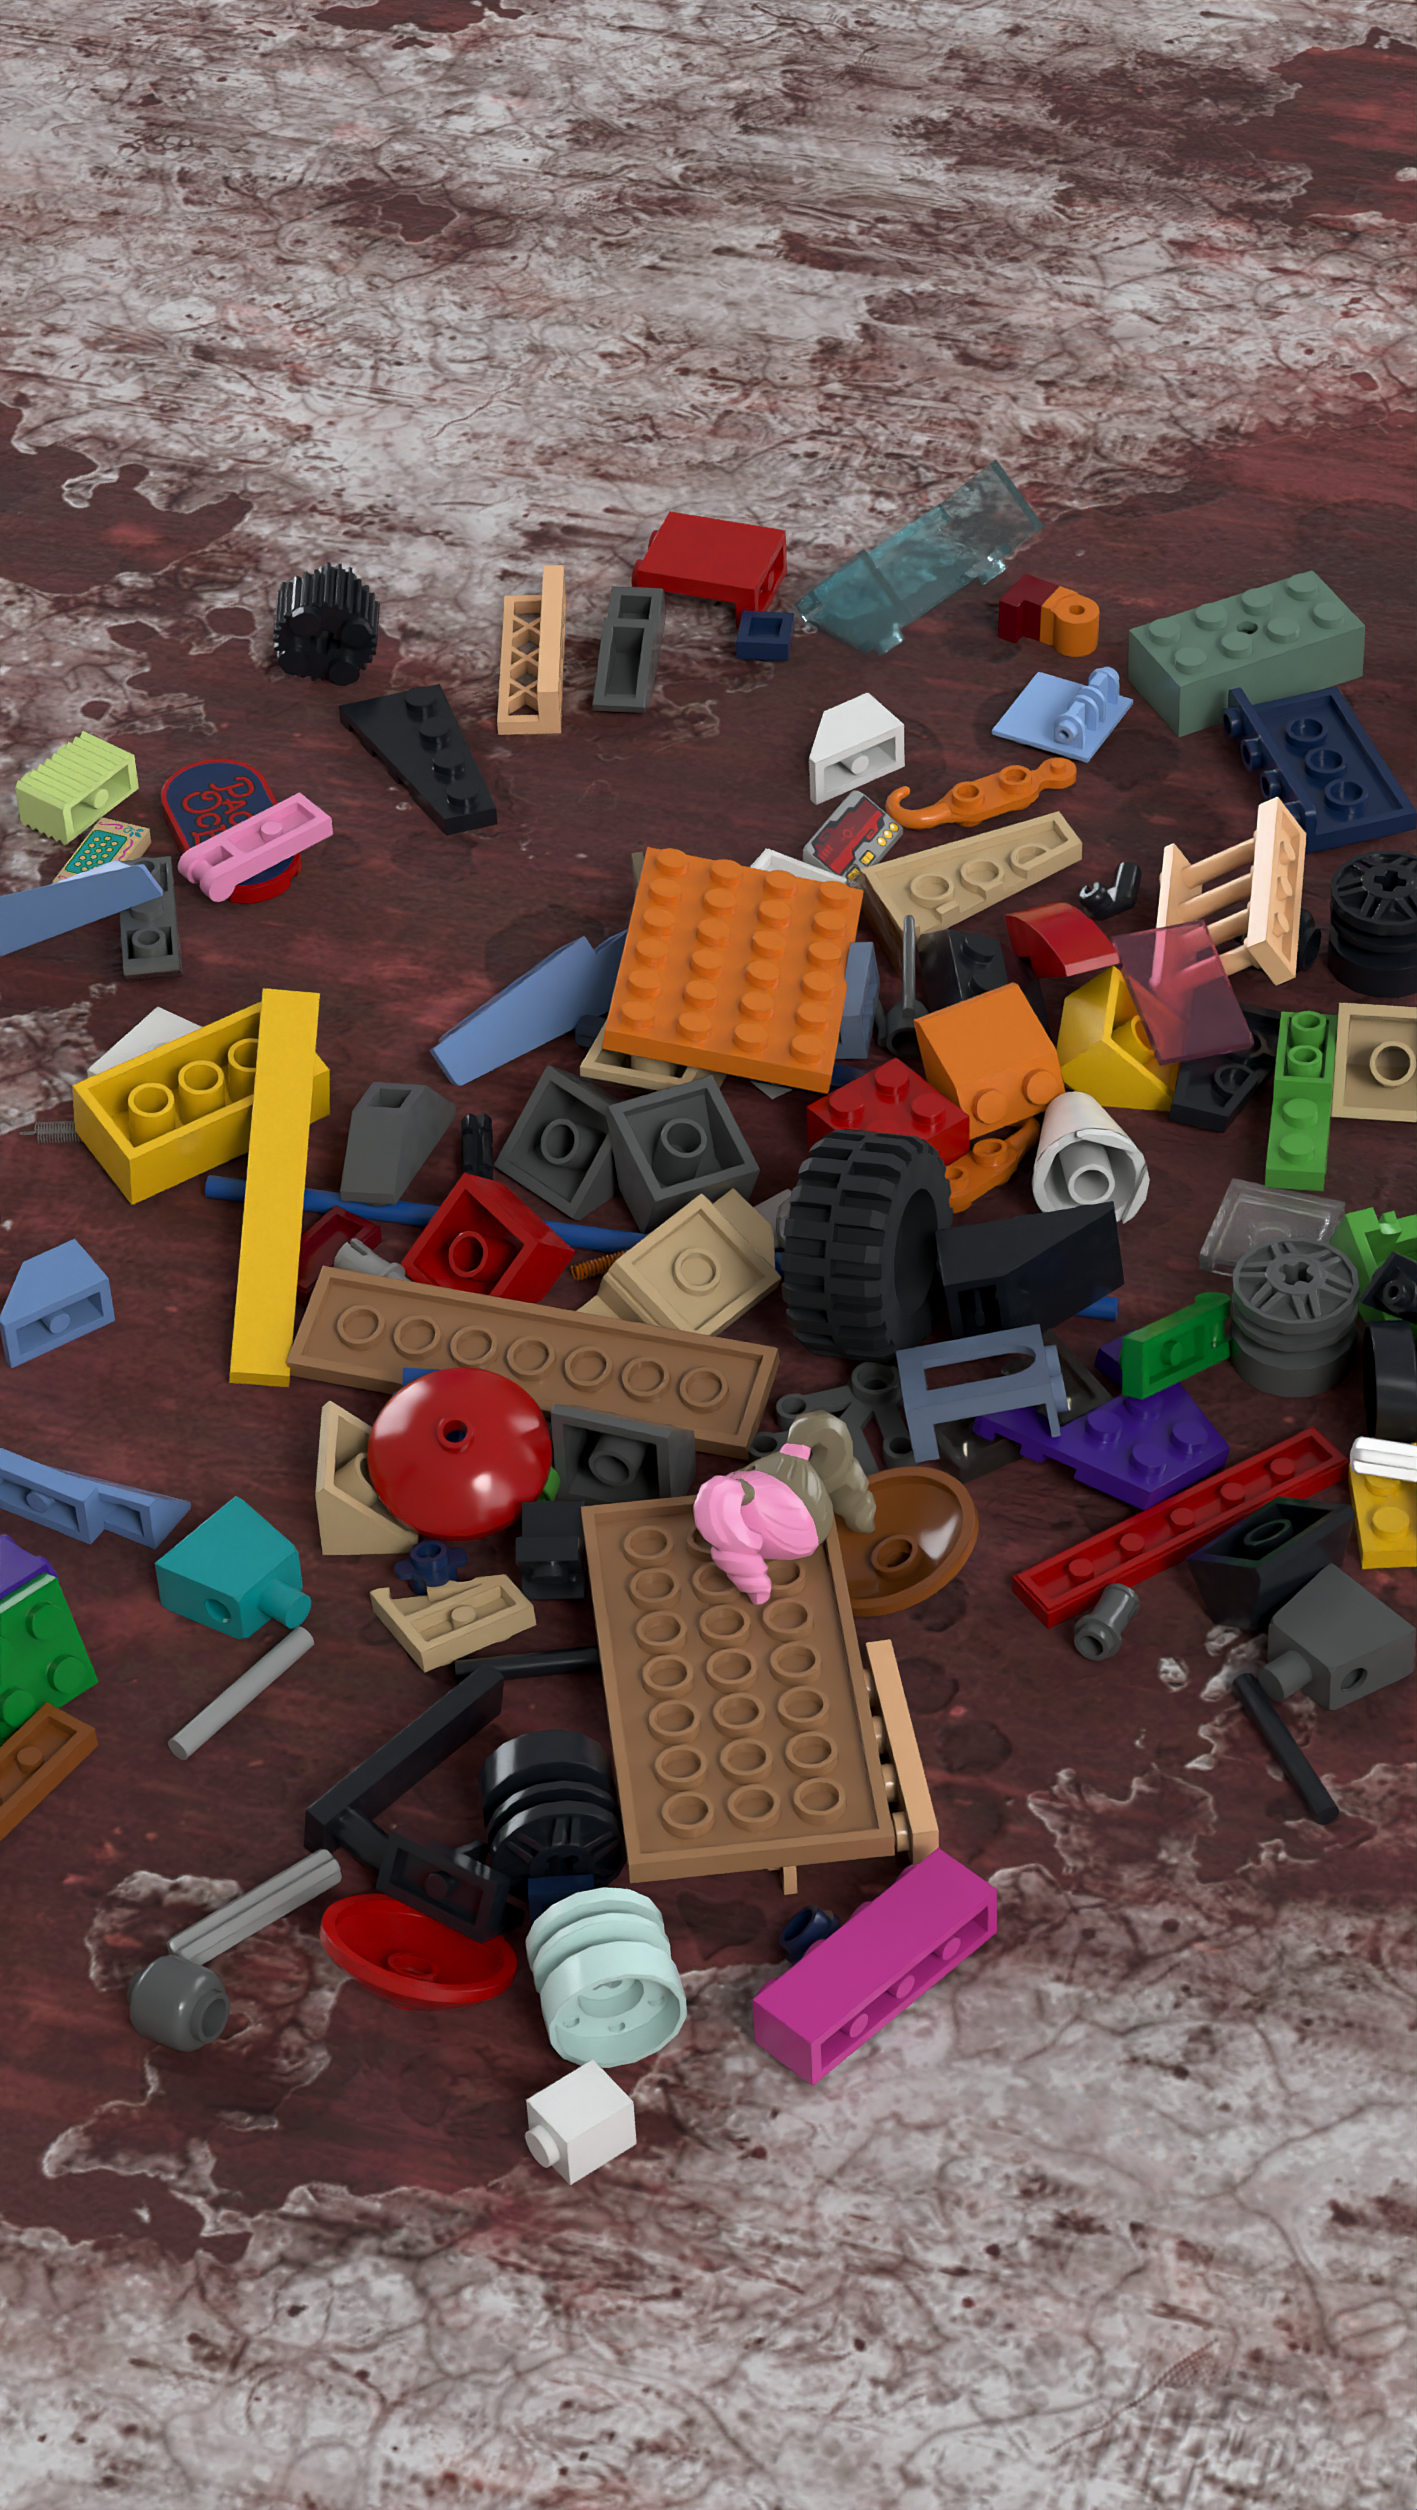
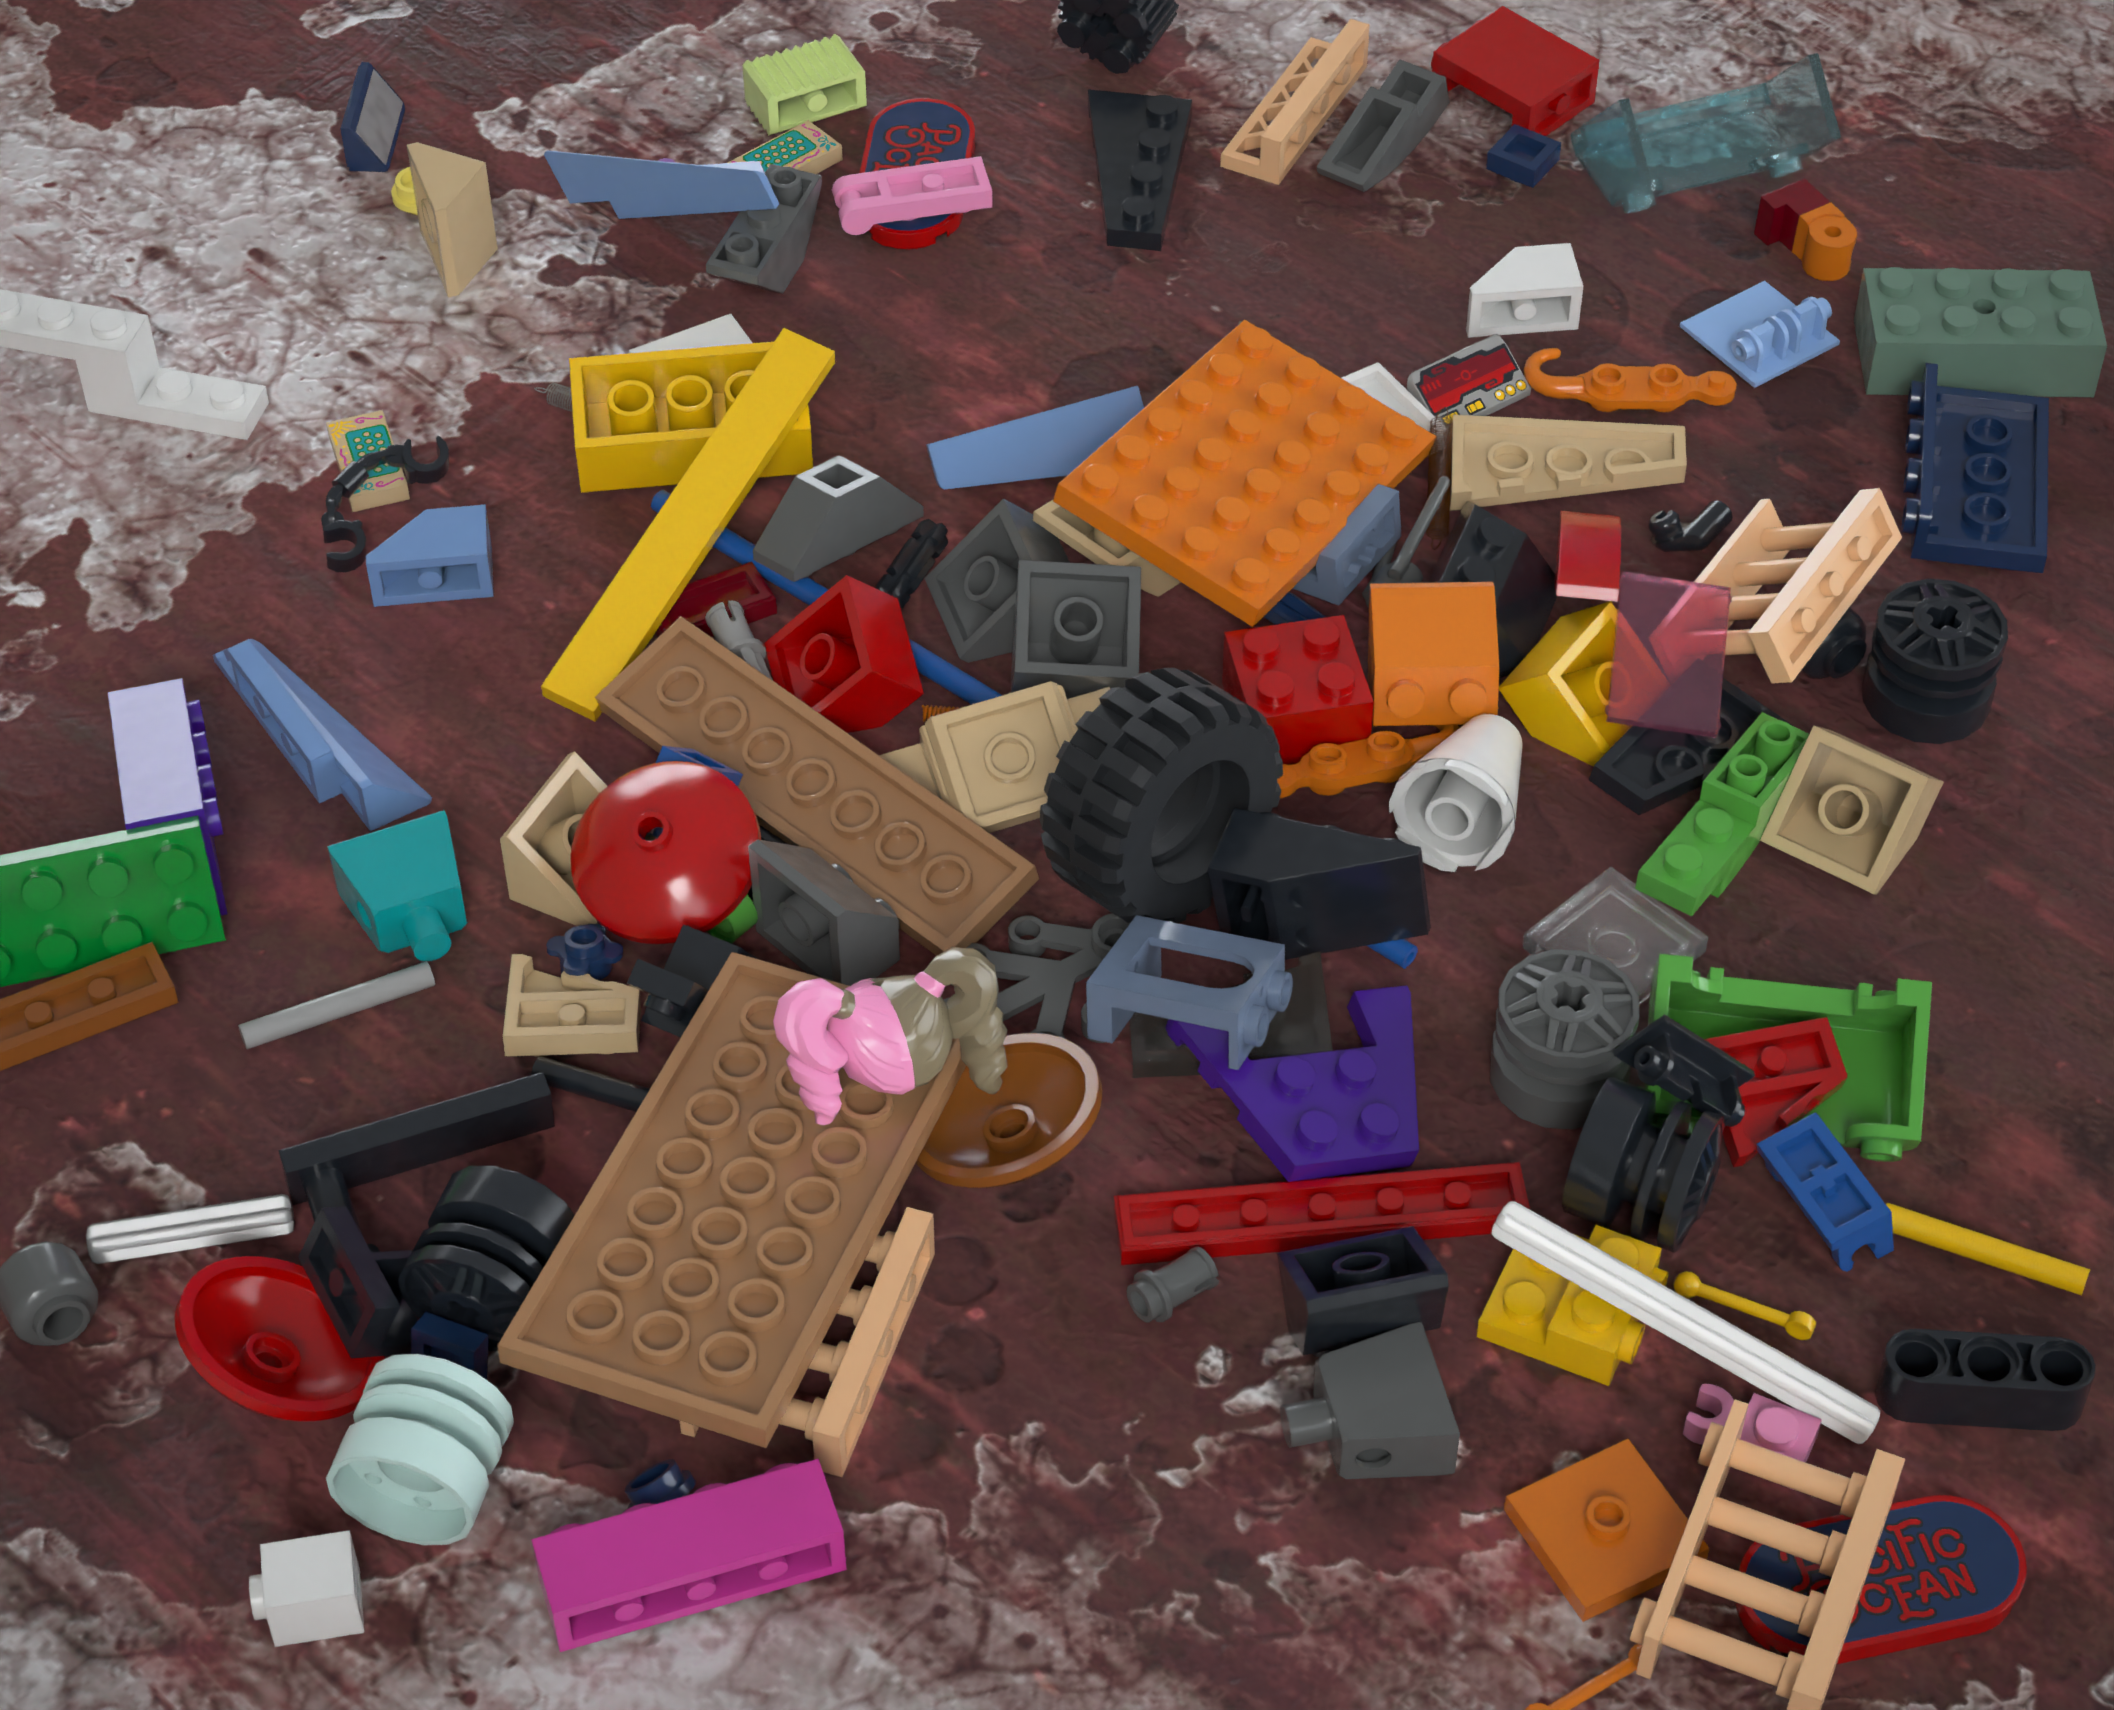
camera: 25 degrees right, 5 degrees up
(1176, 1346) = (1419, 1022): green plate -> none
(1285, 1749) = (1262, 1502): black bar -> none

